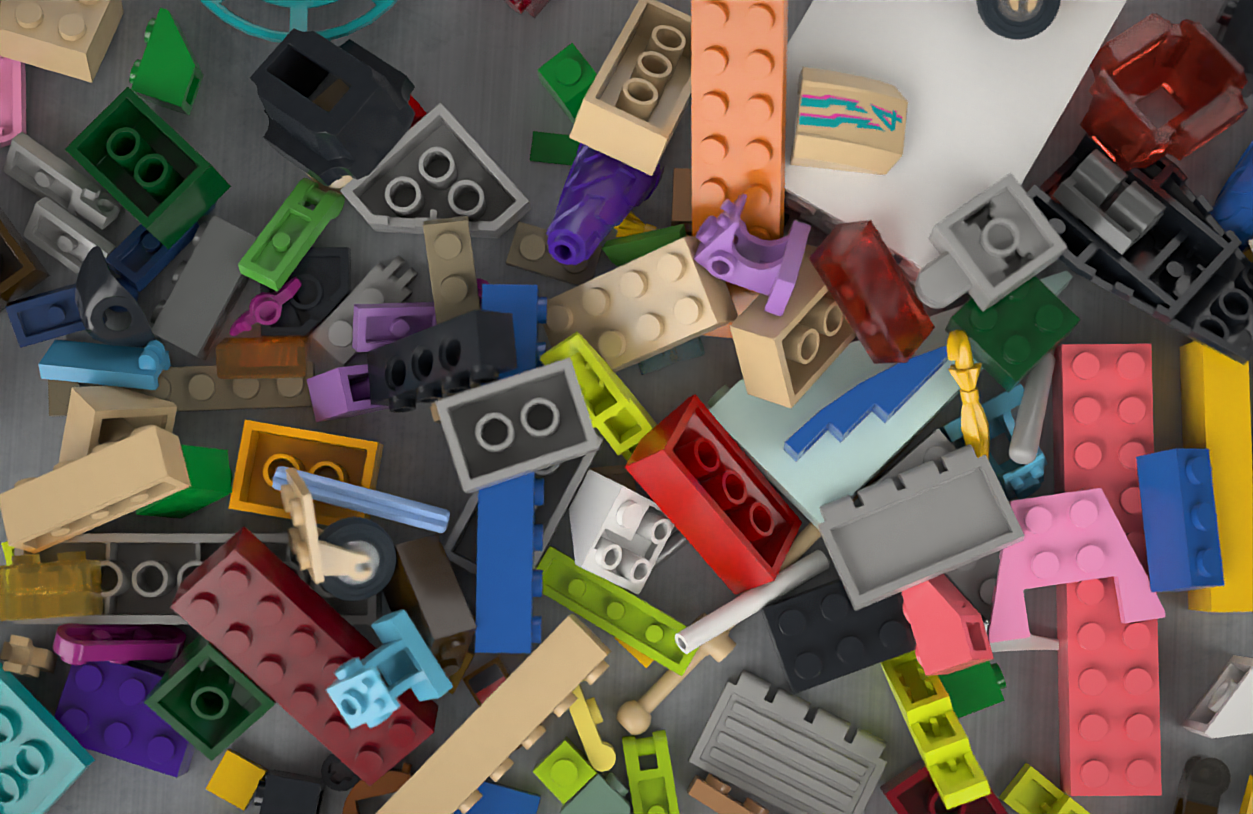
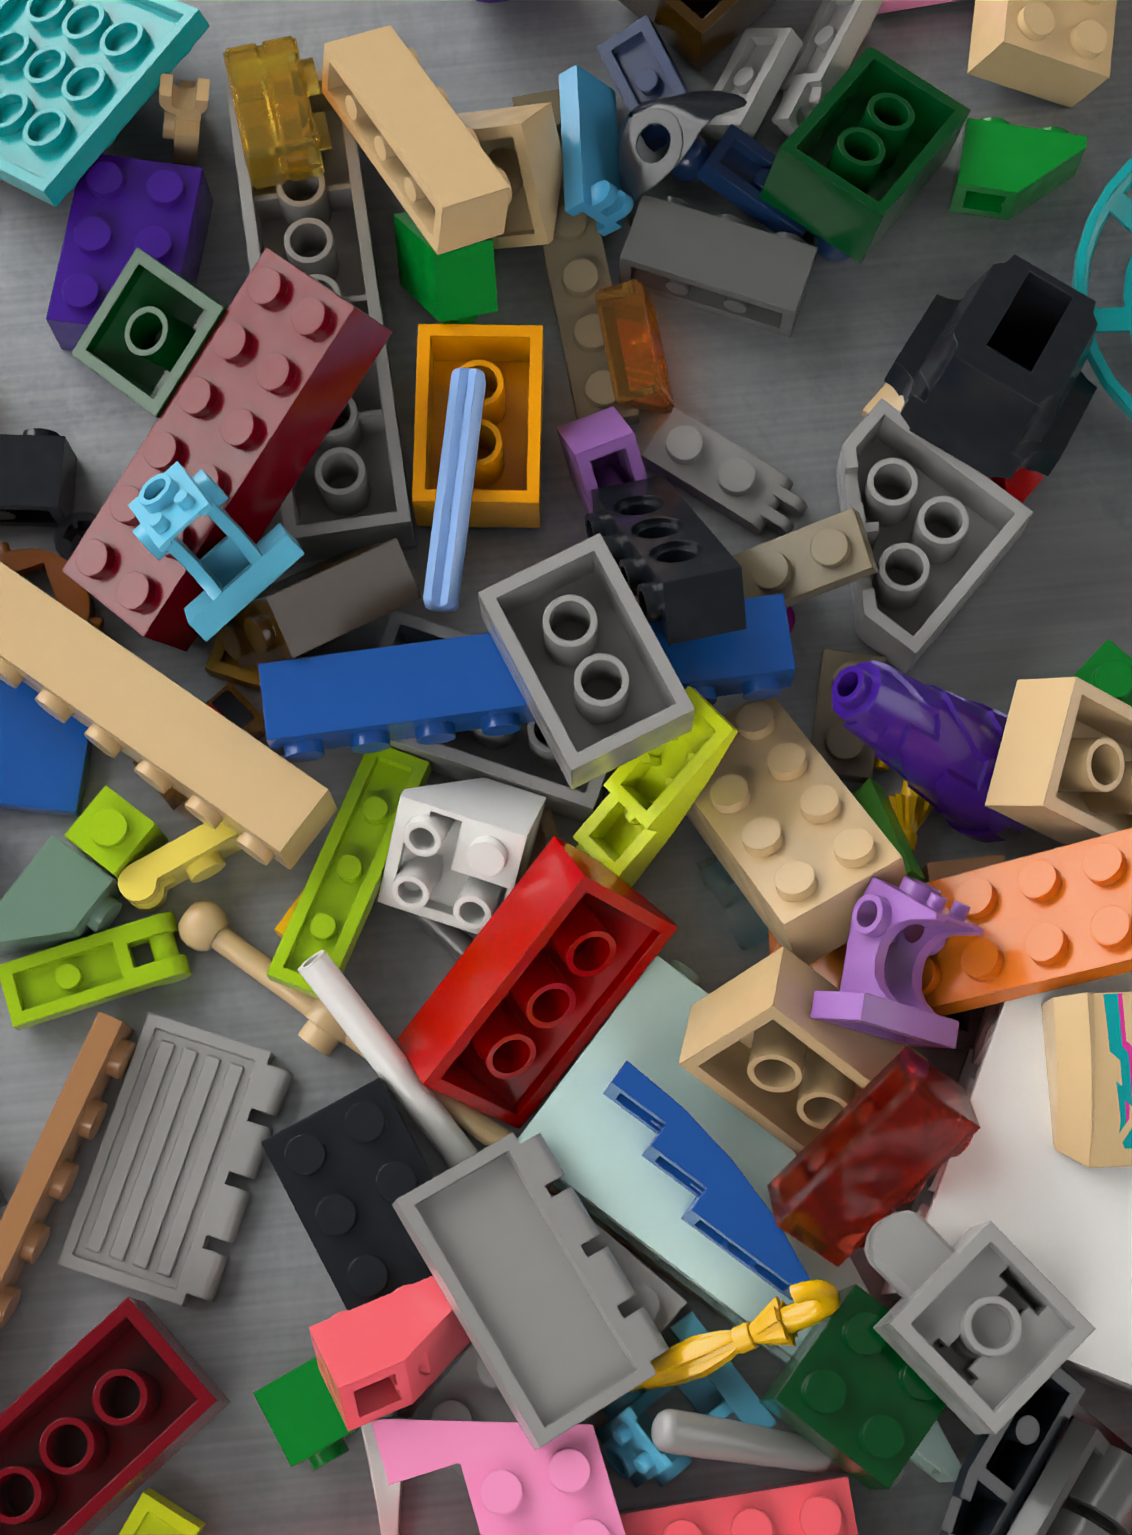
camera: 85 degrees right, 10 degrees down
(118, 642) = (216, 210): magenta plate -> none
(236, 779) = (58, 406): yellow tile -> none
(265, 307) = (702, 336): magenta piece -> none
(290, 234) = (809, 351): bright green plate -> none
(324, 286) = (738, 384): black plate -> none
(347, 558) = (368, 477): plate -> none
(388, 322) = (709, 489): medium lavender plate -> none
(553, 148) = (997, 684): green sticker -> none
(936, 731) = (223, 1362): neon yellow slope -> none

